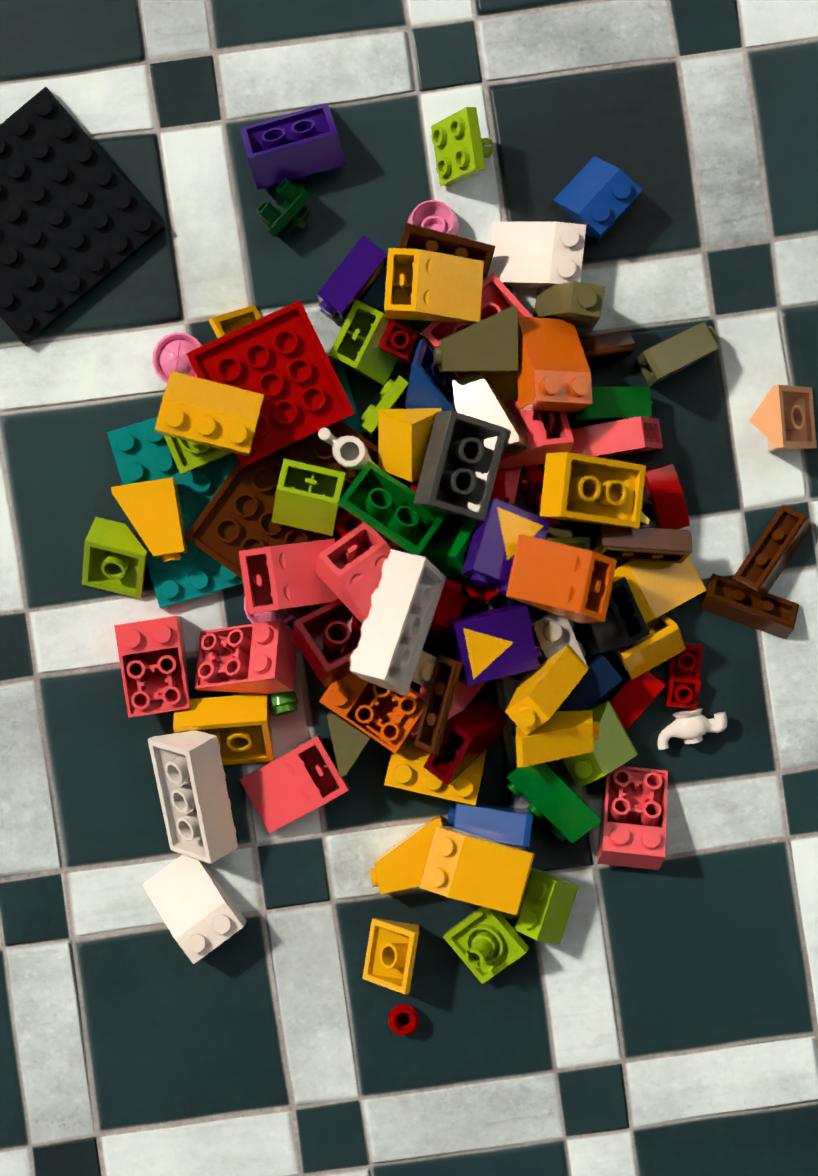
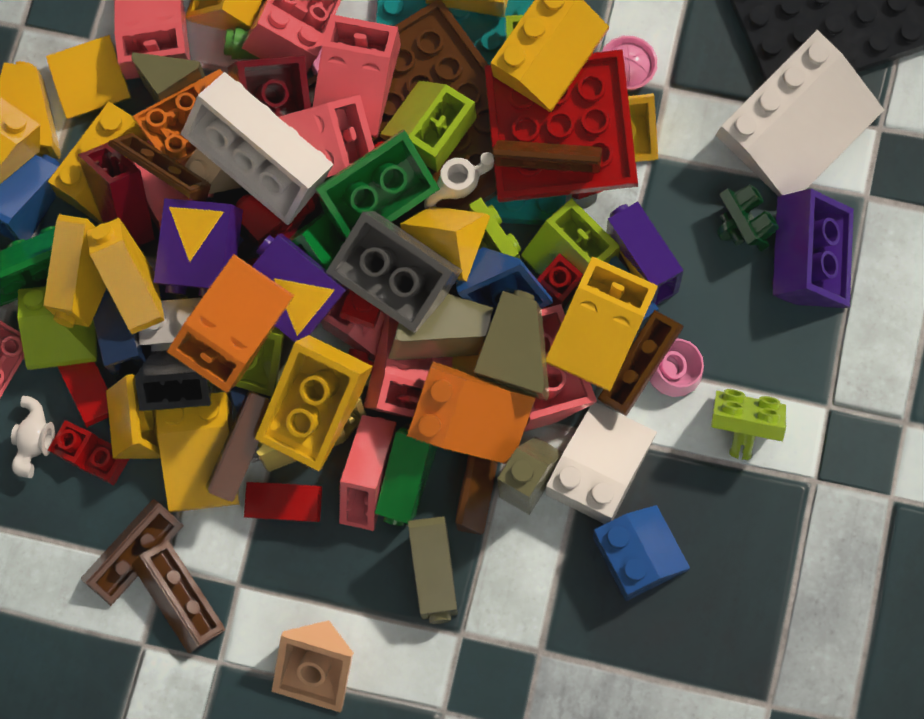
camera: 115 degrees right, 15 degrees down
(179, 195) = (801, 117): none -> white slope
(304, 381) = (547, 156): none -> reddish brown slope
(360, 819) = (88, 77): none -> yellow slope

